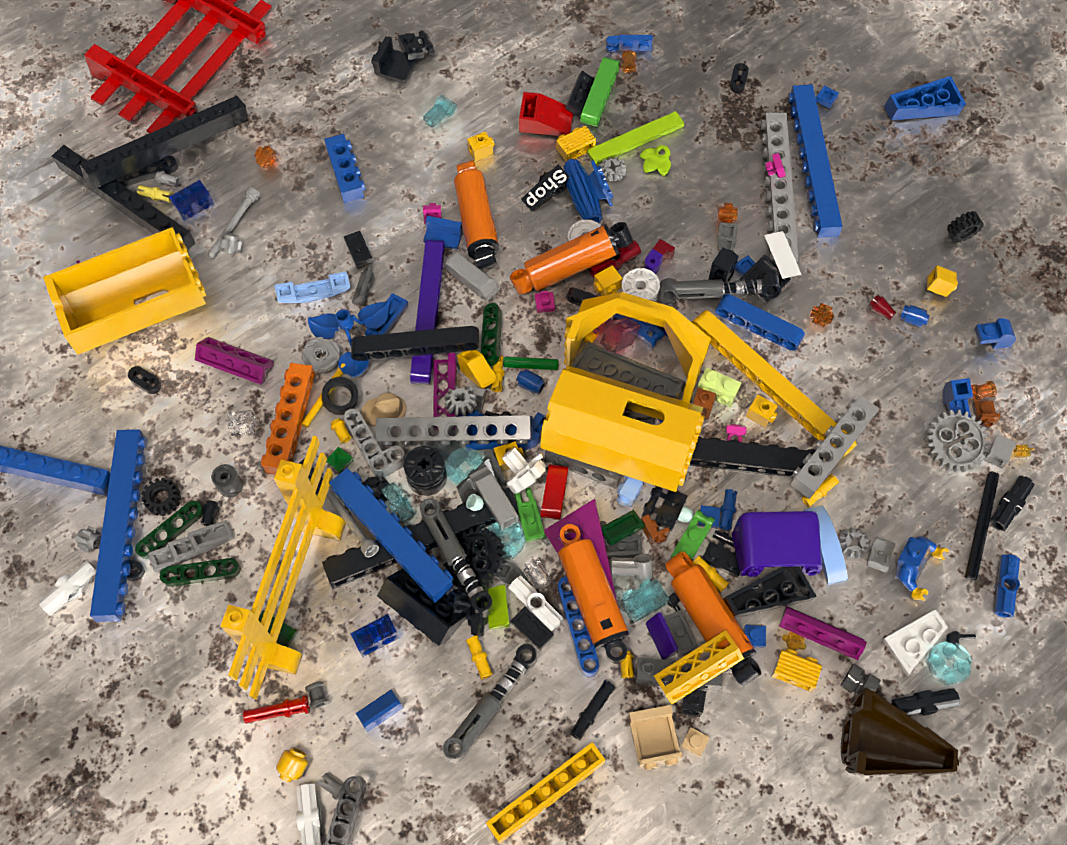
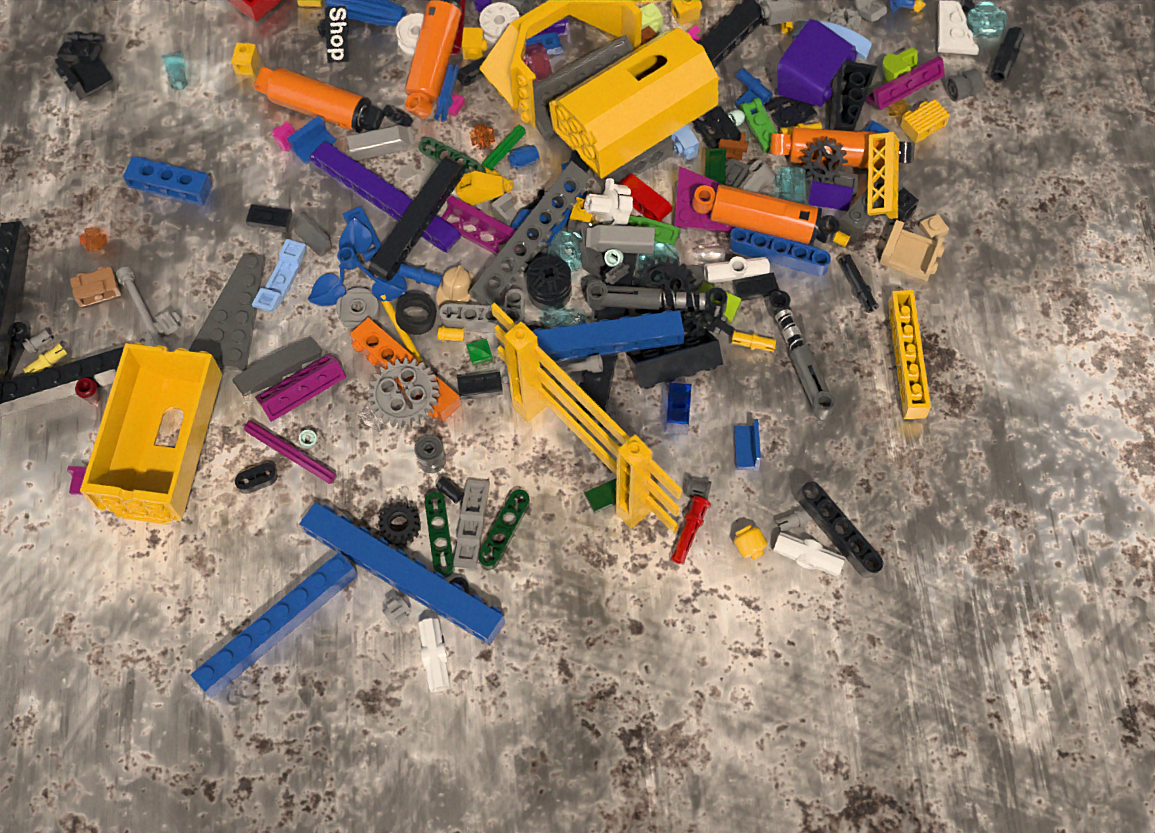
camera: 55 degrees left, 0 degrees up
(142, 230) = (87, 390): none -> dark red cone
(177, 388) = (290, 452): none -> magenta axle
(191, 200) = (79, 331): clear blue brick -> none
(191, 389) = (302, 437): none -> light aqua hinge
(230, 182) = (95, 286): none -> medium nougat brick
(238, 334) = (274, 367): none -> dark grey slope
(249, 285) = (231, 322): none -> dark grey wing
(259, 429) = (385, 402): none -> light grey gear
(374, 377) = (420, 275): none -> blue pin
(457, 513) = (617, 273): none -> dark grey axle
(460, 395) = (507, 213): light grey gear -> none
(500, 269) = (397, 116): none -> black gear
(527, 341) = (482, 136): none -> clear orange gear
(543, 291) = (445, 98): none -> blue pin
(682, 608) = (832, 156): none -> black gear
(832, 613) = (899, 64): none -> lime brick
(891, 743) = (1024, 93): dark brown cone -> none

